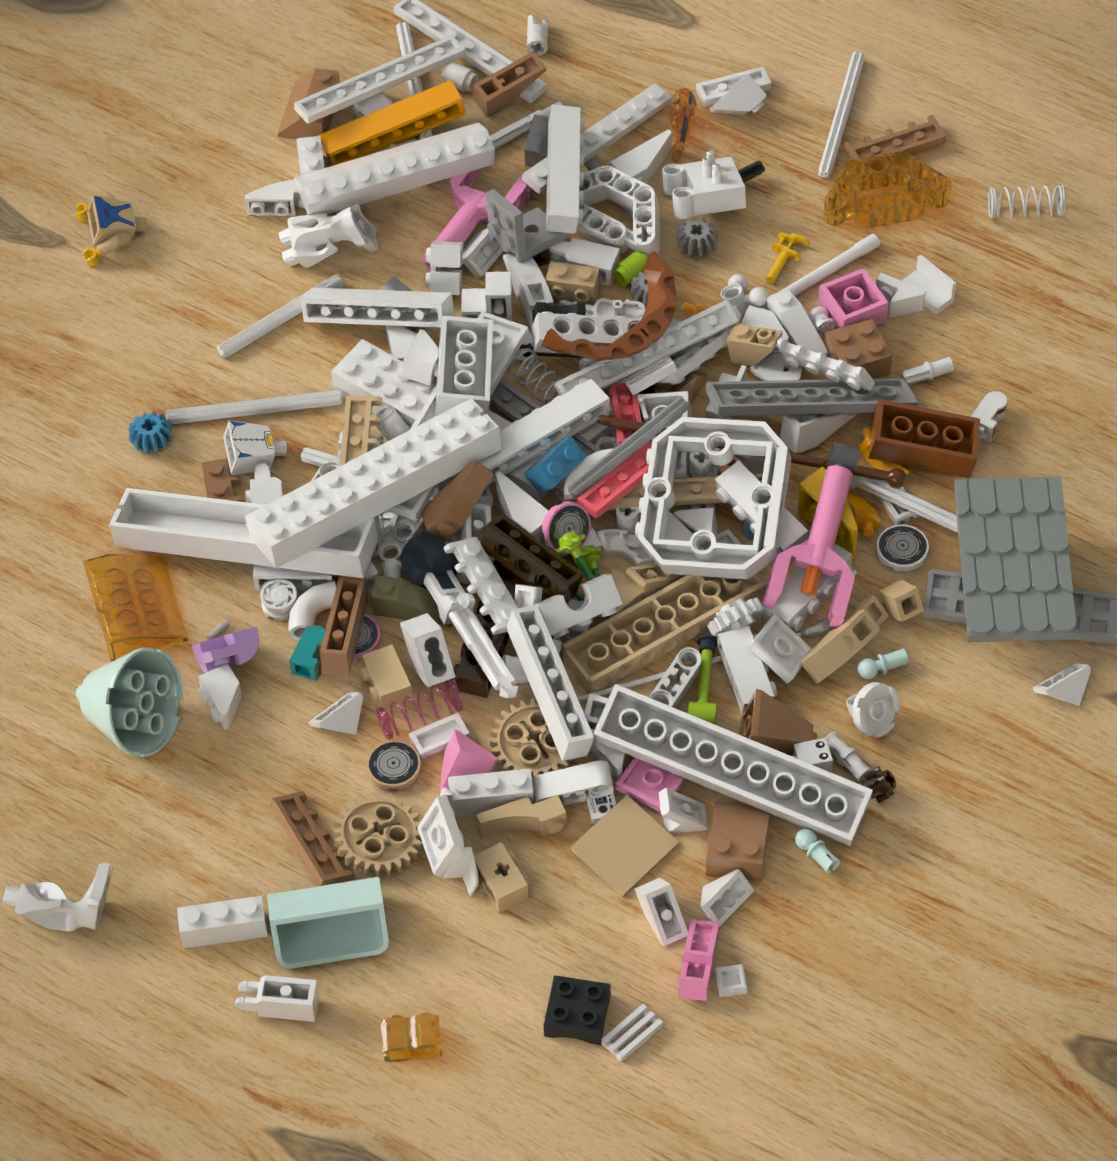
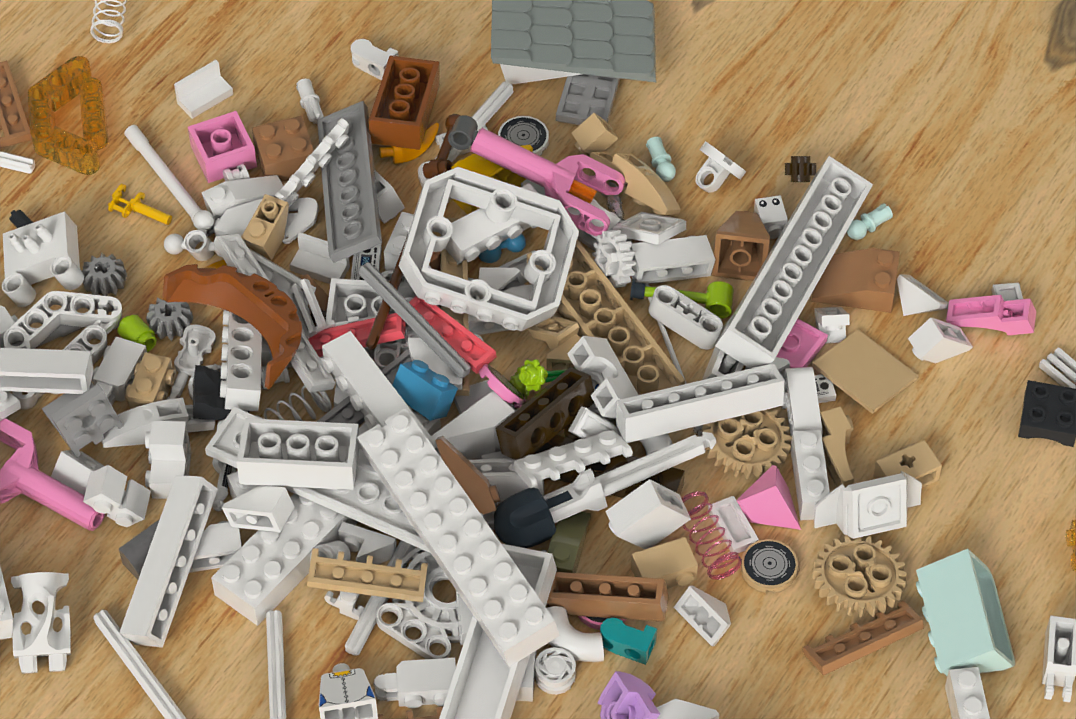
camera: 90 degrees left, 0 degrees up
(625, 545) = (508, 349): white tile -> none
(847, 756) = (764, 190): white pin -> none
(902, 296) = (211, 108): white slope -> none
(1067, 684) = (684, 32): white slope -> none

